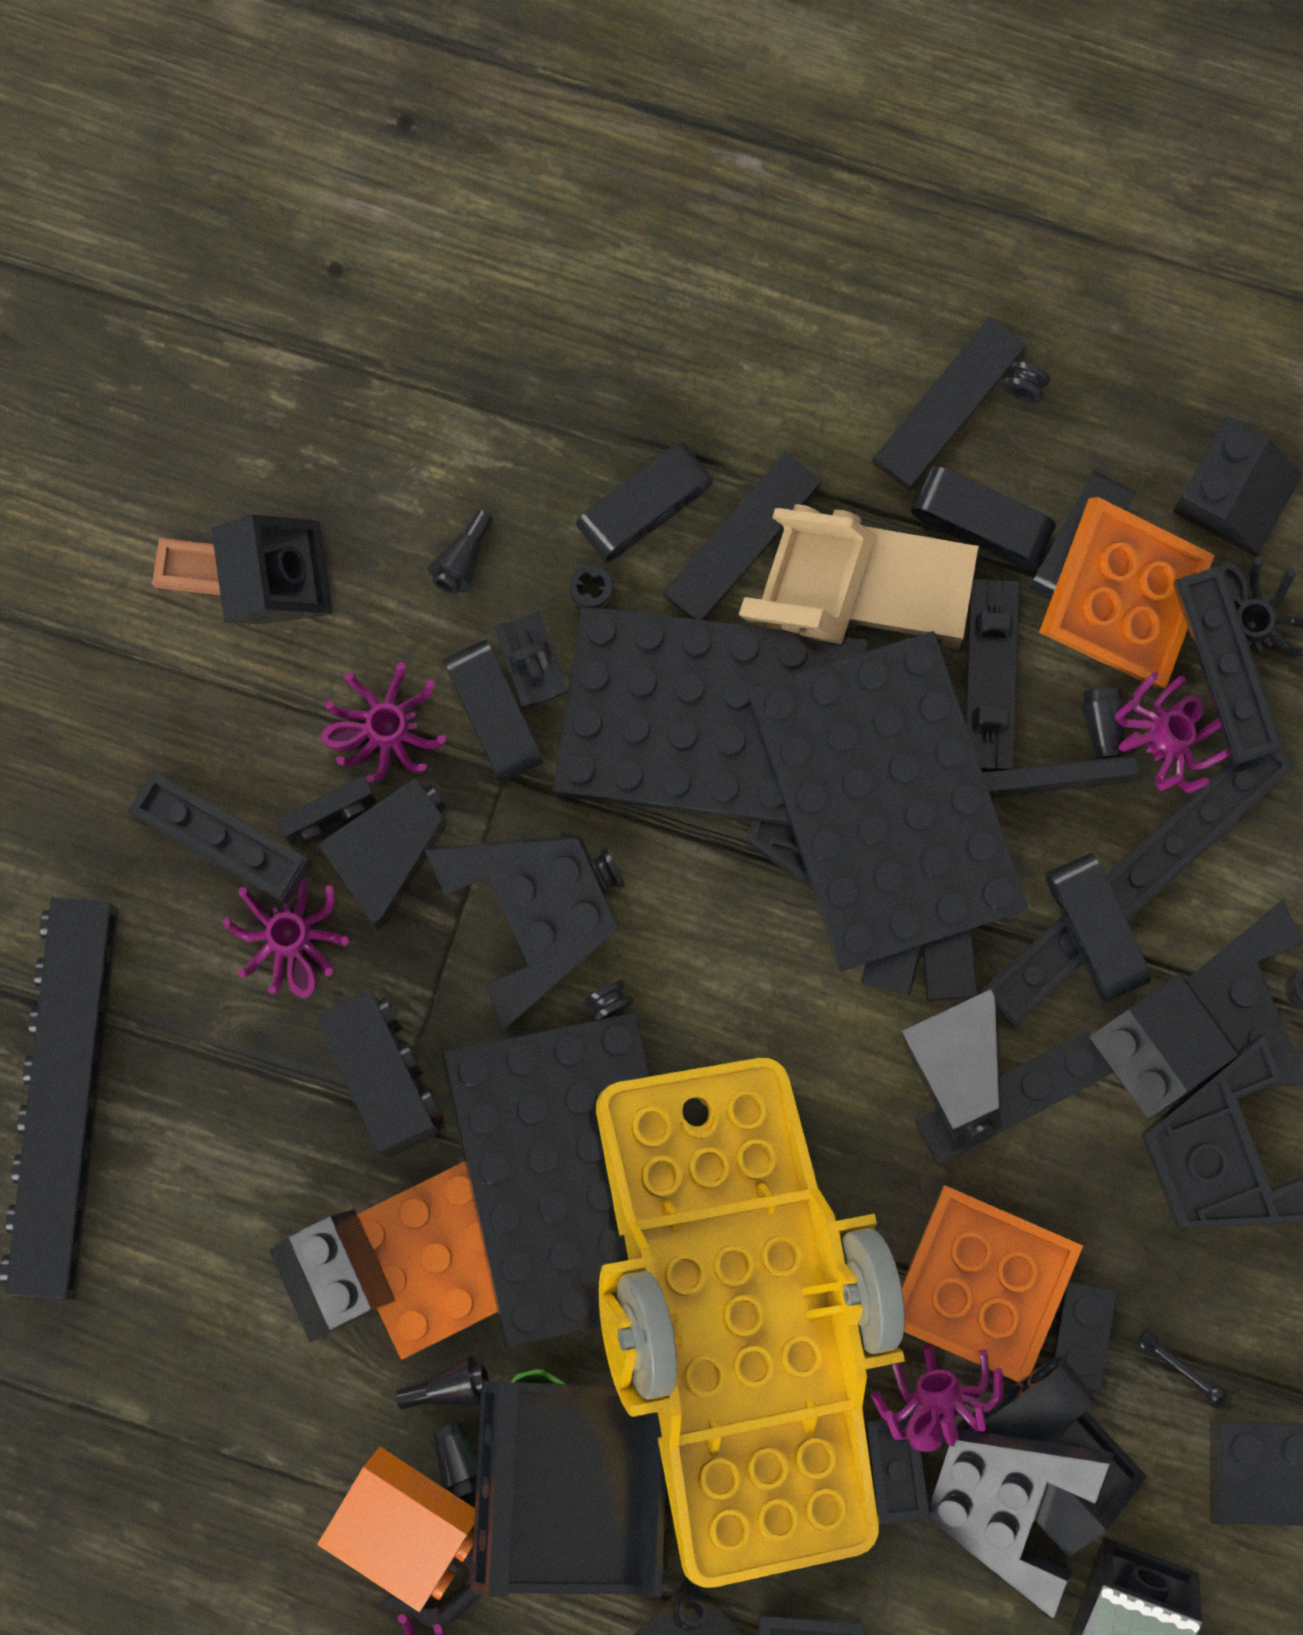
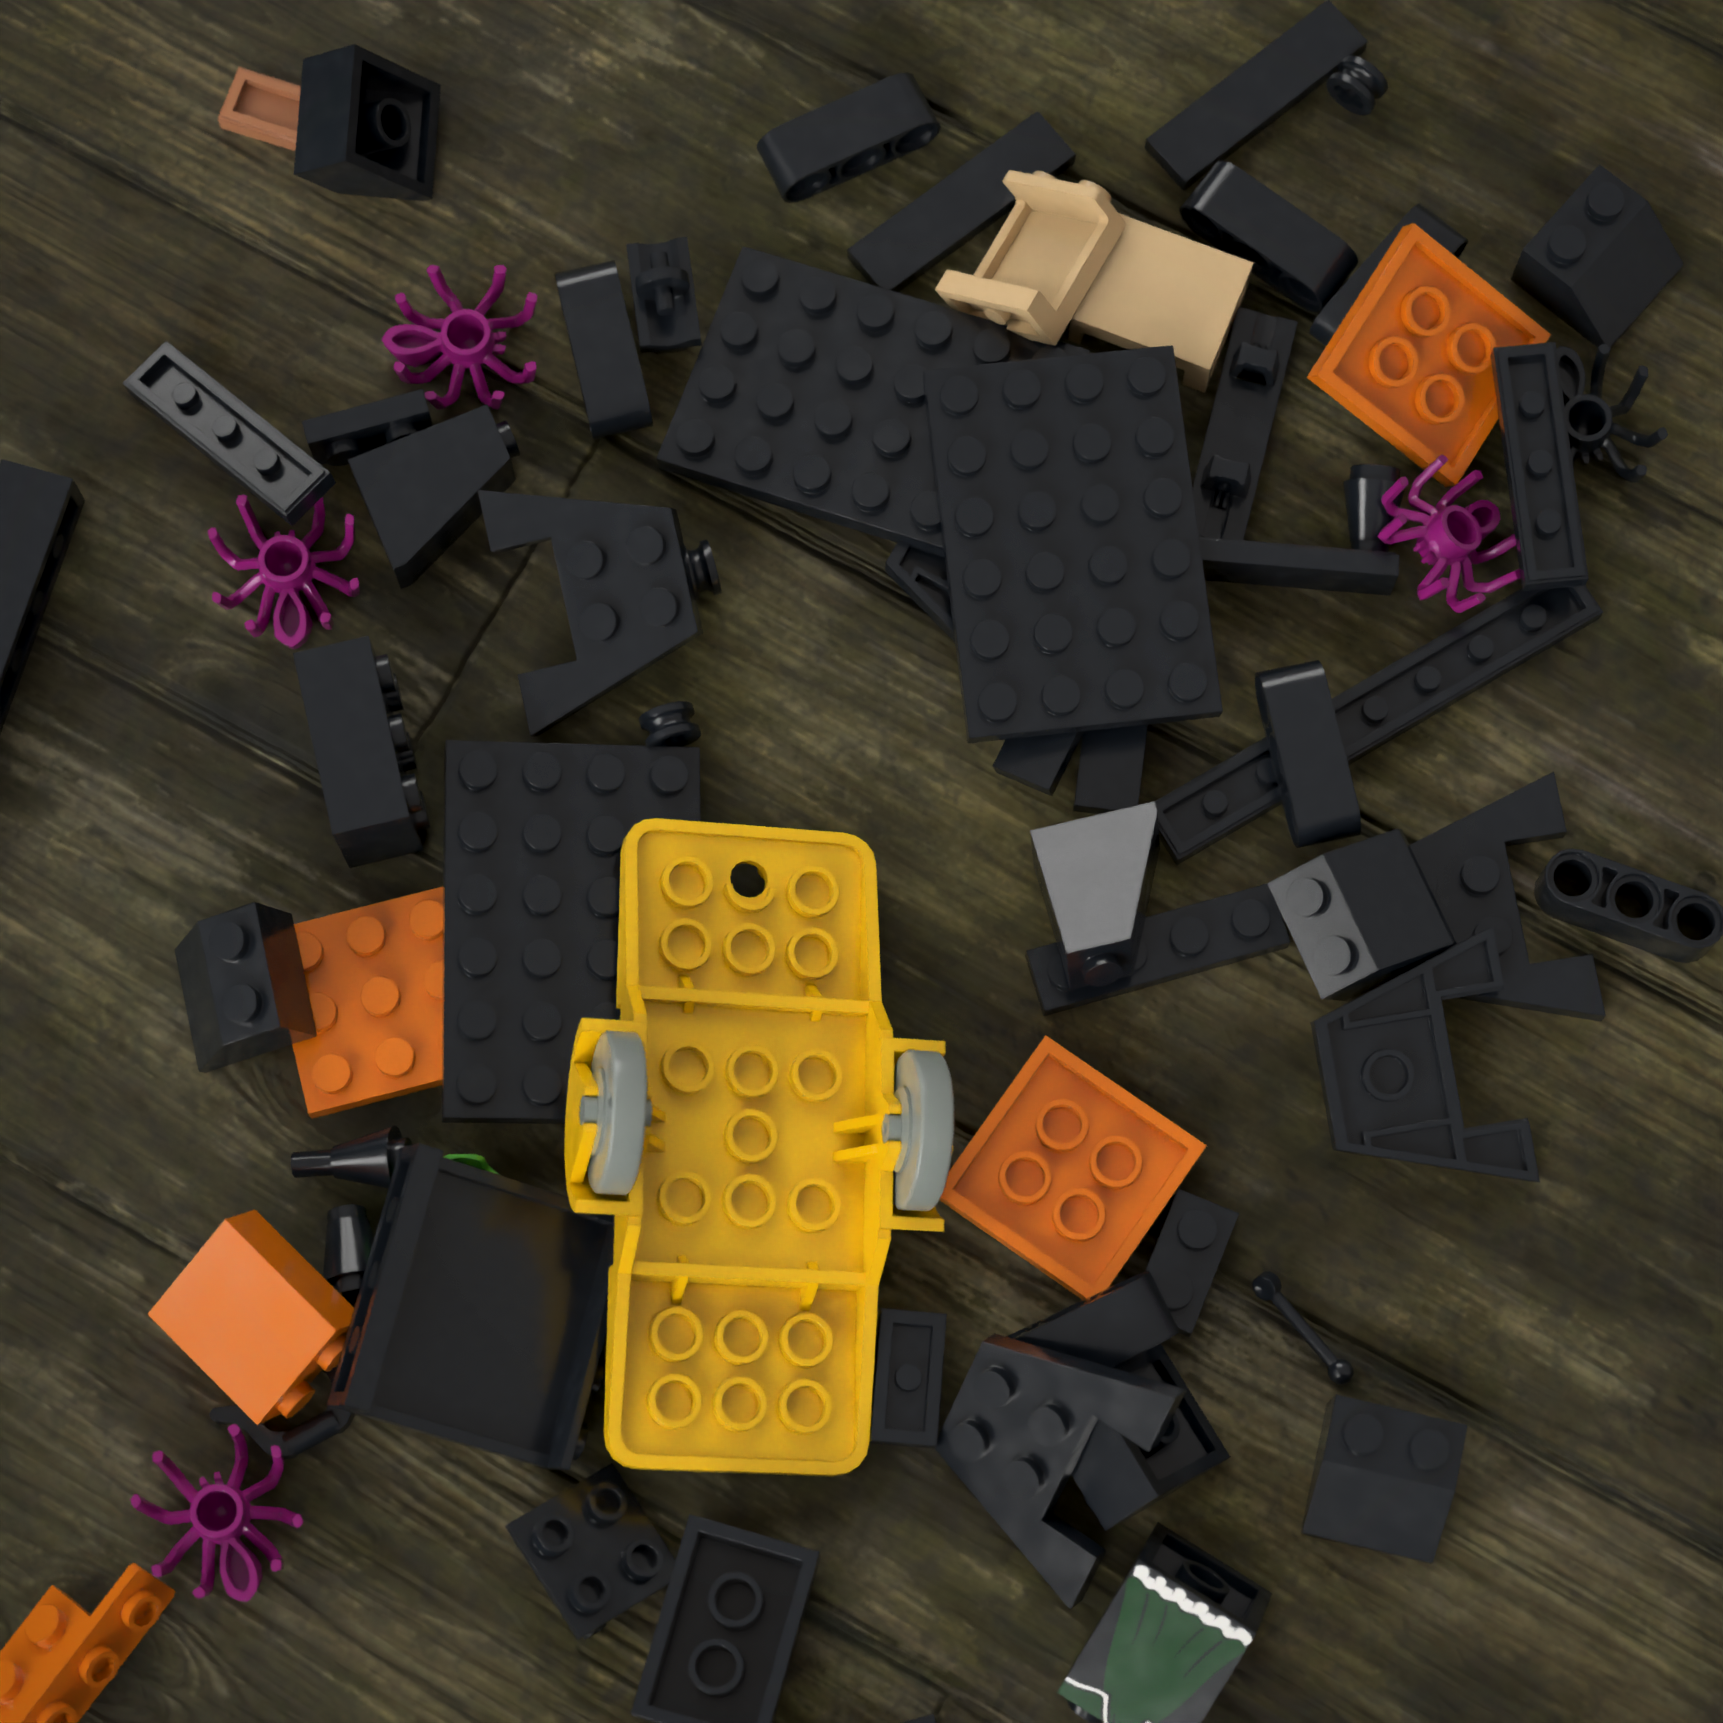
camera: 10 degrees right, 5 degrees down
(456, 564) = (596, 168): black cone -> none
(595, 574) = (770, 214): black bush -> none
(939, 1399) = (978, 1296): magenta animal -> none

